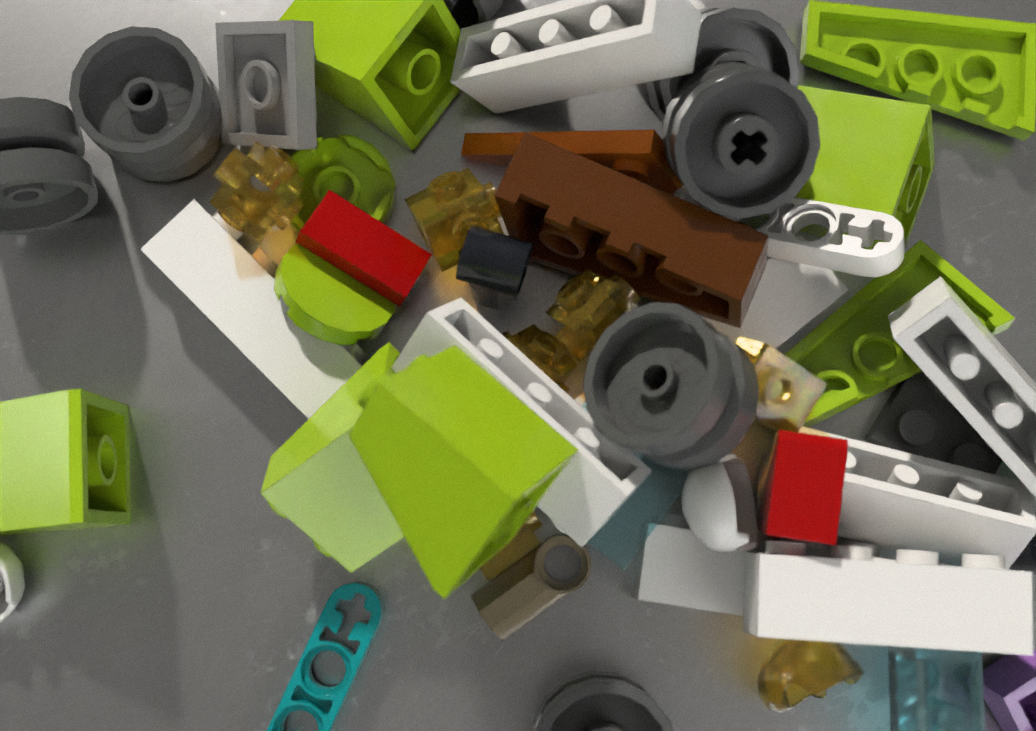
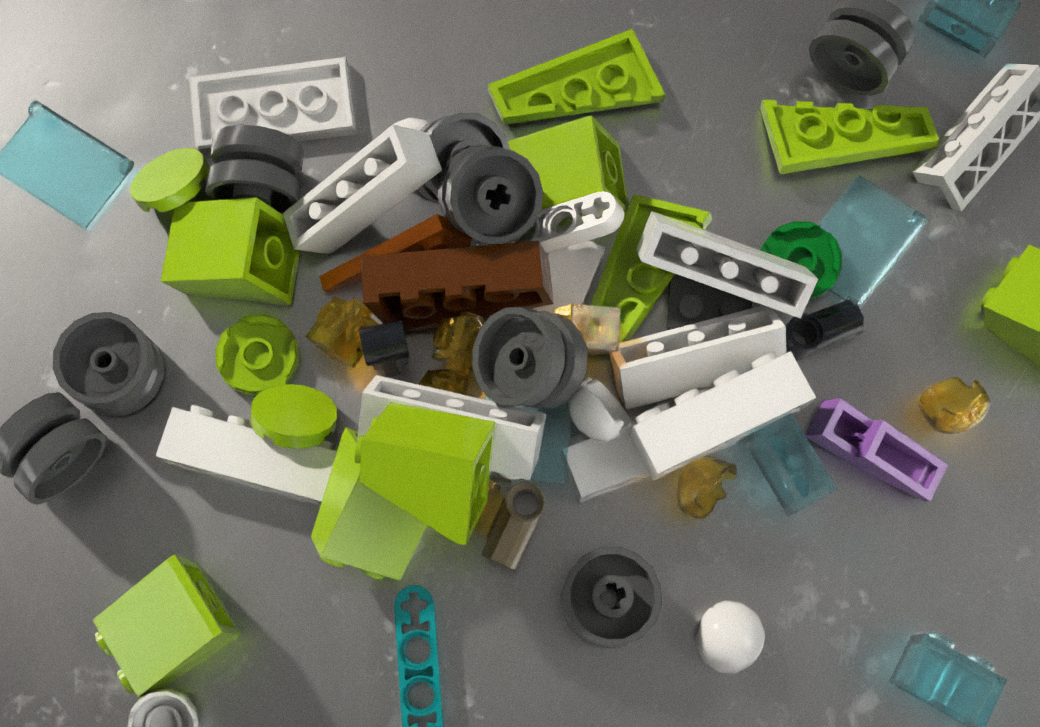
camera: 30 degrees left, 5 degrees down
(252, 209) = (221, 389): clear yellow brick -> none
(267, 83) = (179, 312): light grey plate -> none
(363, 248) = (297, 380): red tile -> none
(804, 488) = (638, 375): red slope -> none

